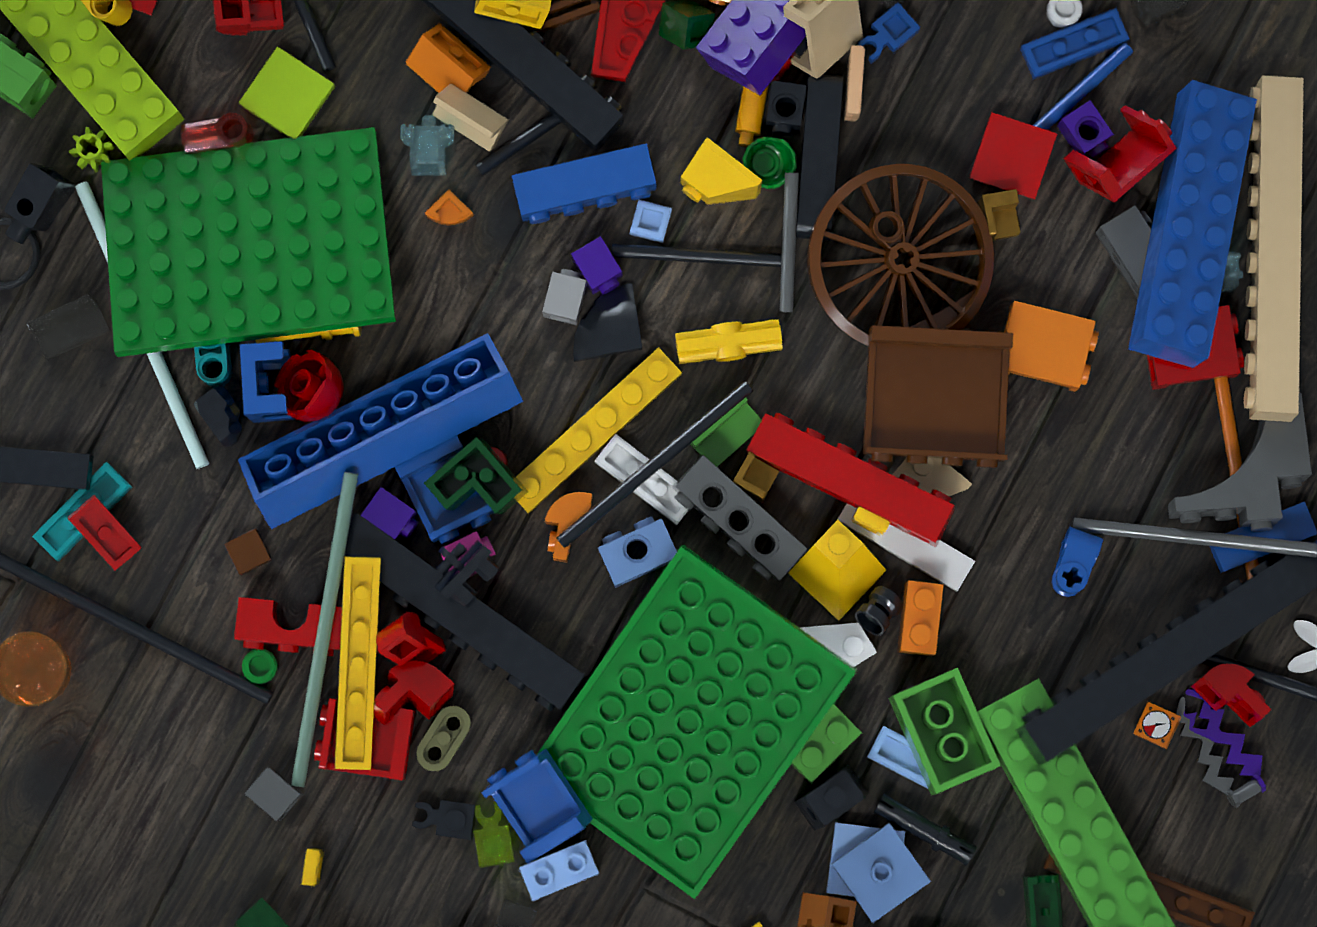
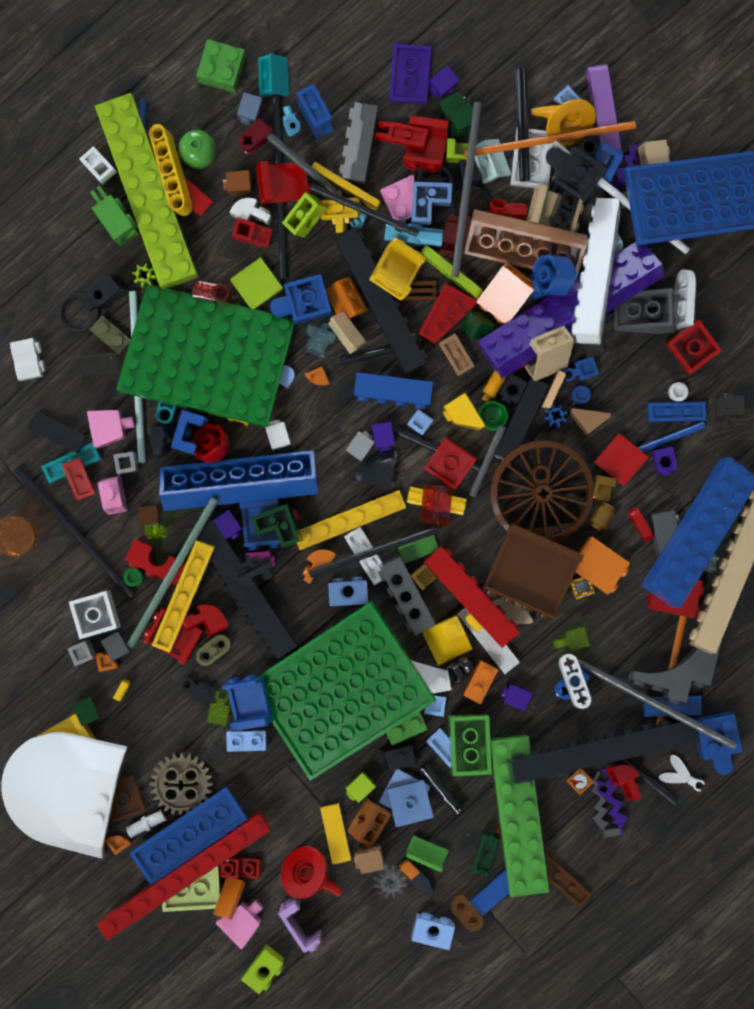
camera: 15 degrees right, 5 degrees up
(70, 270) = (110, 335): none -> olive plate
(123, 425) = (108, 426): none -> bright pink torso
(175, 539) = (112, 495): none -> bright pink torso
(177, 474) = (126, 463): none -> light grey brick
(217, 752) = (94, 614): none -> white brick
(219, 828) = (82, 652): none -> light grey panel
(266, 831) = (104, 662): none -> orange tile
(268, 572) = (154, 531): none -> clear neon green plate
(377, 89) = (304, 300): none -> blue brick
(397, 229) = (287, 376): none -> light blue tile
(408, 641) = (213, 594): red brick -> none
(418, 331) = (278, 435): none -> white brick
(668, 86) = (456, 355): none -> medium nougat plate
(728, 269) = (450, 463): none -> red tile
(730, 345) = (436, 505): none -> clear red hinge
(784, 878) = (360, 787): none -> lime brick
(861, 690) = (436, 708): none -> light blue tile
(882, 121) = (550, 417): none -> blue gear
(903, 75) = (580, 395): none -> blue tile
(932, 109) = (588, 419): none -> medium nougat slope
(992, 621) = (516, 696): none -> dark purple brick
(1018, 262) = (602, 516): none -> pearl gold brick
(1030, 395) = (581, 587): none -> tile
(1052, 486) = (574, 639): none -> clear neon green plate
(1088, 252) = (640, 524): none -> red beam
(1105, 567) = (574, 696): none -> white beam
(1127, 160) = (679, 485): red panel -> none

